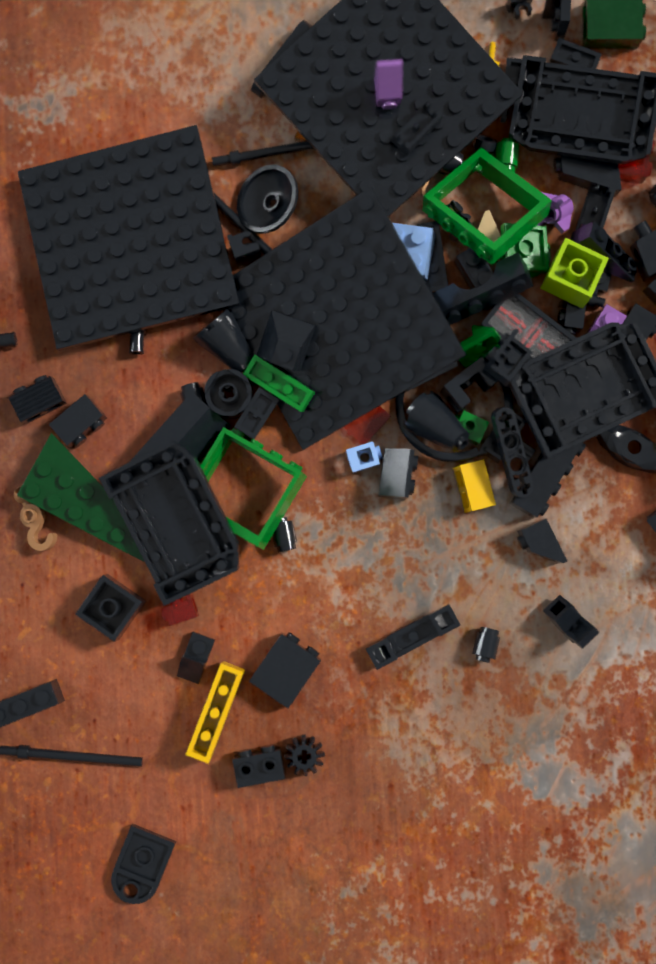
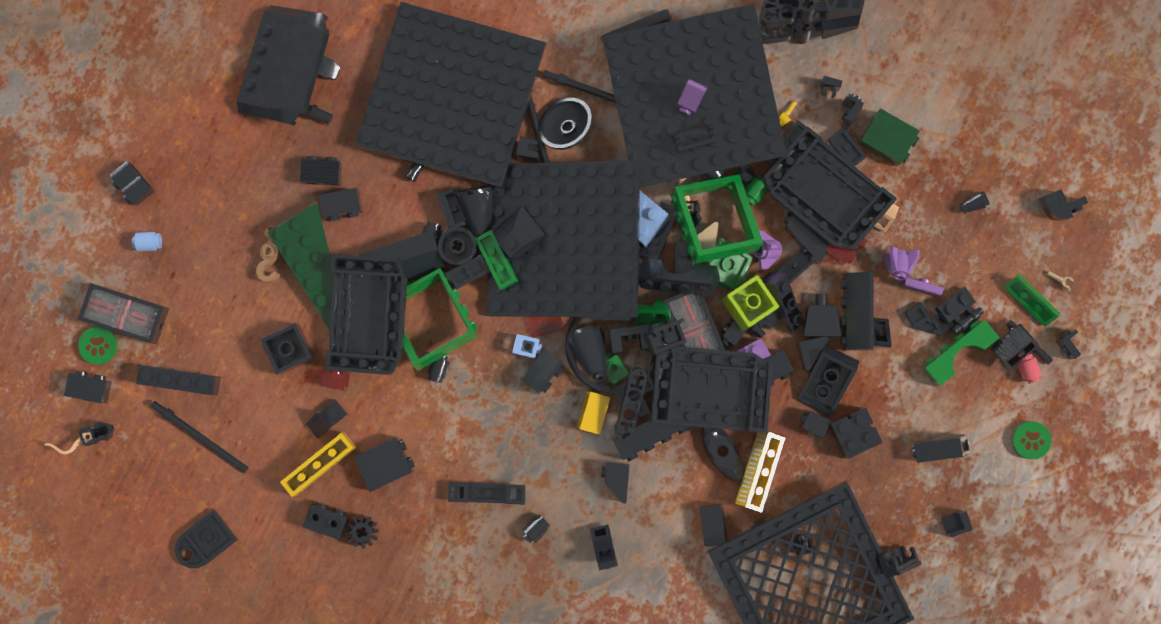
camera: 25 degrees right, 0 degrees up
(199, 358) = (451, 209): none -> black hinge

